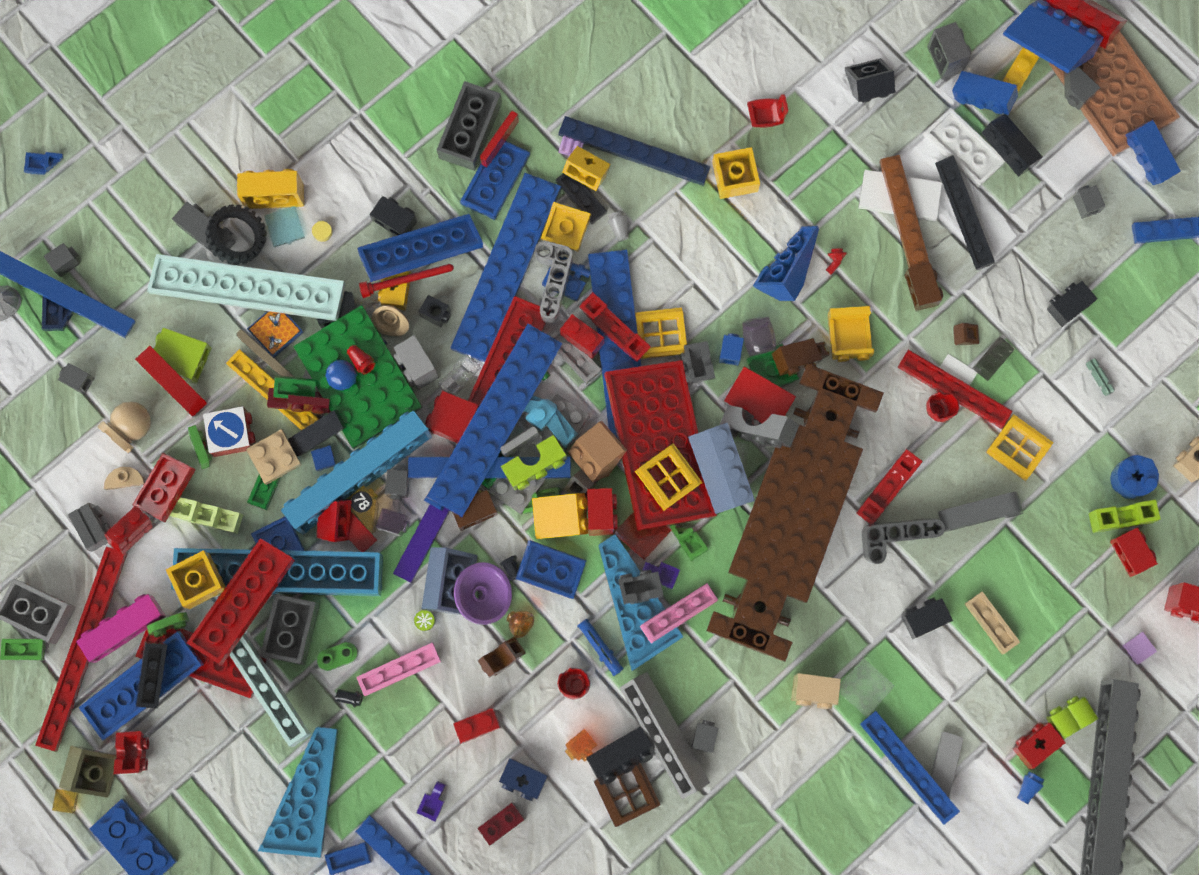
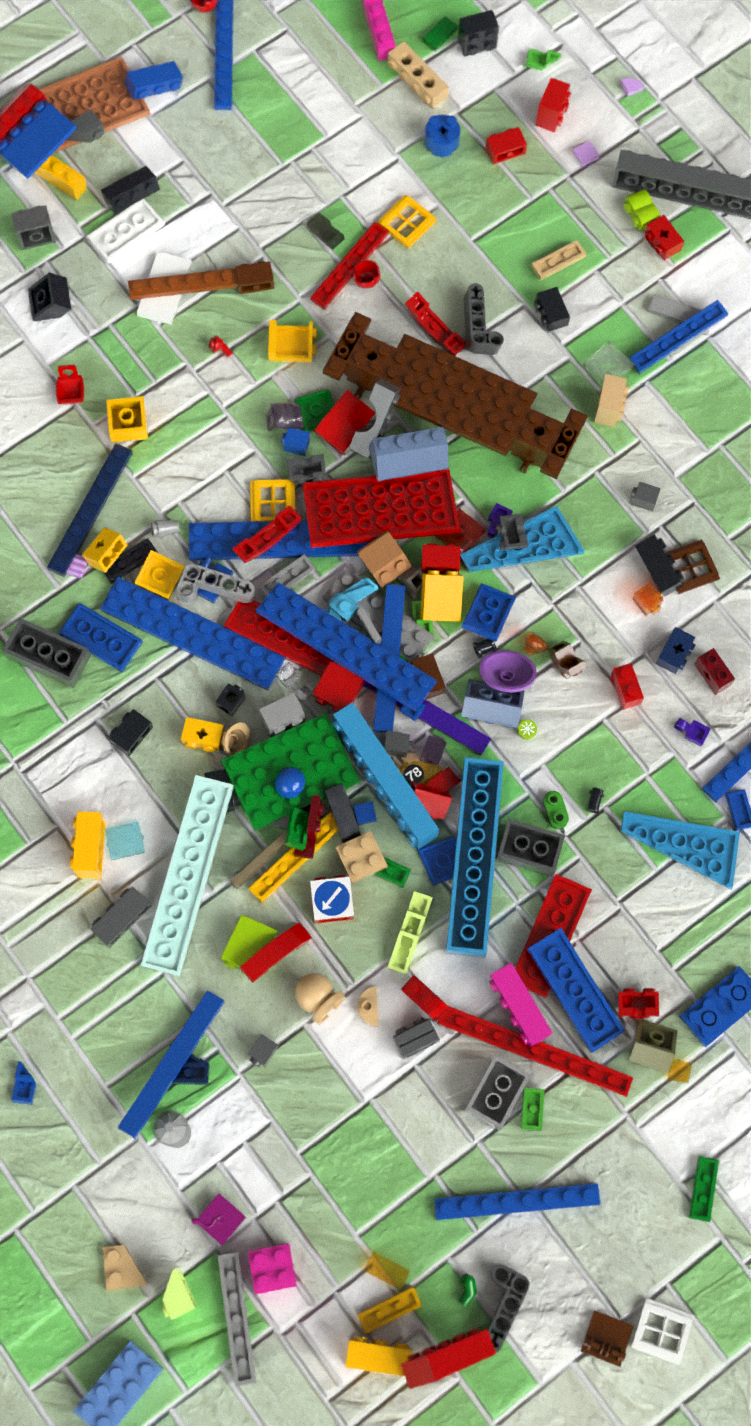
camera: 90 degrees left, 5 degrees down
(62, 259) = (134, 1062): dark grey brick -> none
(151, 674) = (569, 970): black brick -> none
(164, 487) = (381, 965): tile -> none
(175, 621) = (517, 952): bright green plate -> none
(196, 579) = (482, 922): yellow brick -> none
(202, 454) = (346, 929): bright green plate -> none
(240, 601) = (506, 881): red plate -> none
(244, 215) = (127, 864): black tyre -> none
(269, 692) = (585, 867): light aqua brick -> none
(275, 332) = (233, 853): tile -> none
(322, 231) = (135, 803): light yellow tile -> none
(362, 361) = (277, 761): red cone -> none
(369, 288) = (204, 755): red piece -> none
(398, 669) = (571, 754): bright pink plate -> none
(420, 247) = (167, 705): blue plate -> none
(499, 138) = (64, 625): red tile -> none
(551, 457) = (386, 598): lime arch -> none
(573, 683) = (593, 600): red hair -> none
(582, 336) = (273, 563): red brick -> none
(615, 668) = (568, 573): blue pin -> none
(654, 487) = (421, 513): yellow piece -> none
(664, 735) = (642, 527): light grey brick -> none
(679, 613) = (535, 506): bright pink tile -> none
(689, 541) = (470, 494): bright green slope -> none
(789, 270) = (226, 387): blue wedge -> none
(796, 356) = (310, 384): reddish brown brick -> none
(958, 369) = (331, 261): white sticker -> none
(965, 213) = (188, 236): black plate -> none
(966, 334) = (300, 250): reddish brown slope -> none
(981, 511) = (463, 253): dark grey beam -> none
(985, 92) = (79, 203): blue brick -> none
(1030, 787) = (697, 248): blue cone -> none
(1072, 303) = (283, 162): black brick -> none
(1089, 201) = (190, 137): dark grey brick -> none
(1100, 376) = (350, 151): sand green axle -> none
(1124, 517) = (475, 148): lime arch -> none

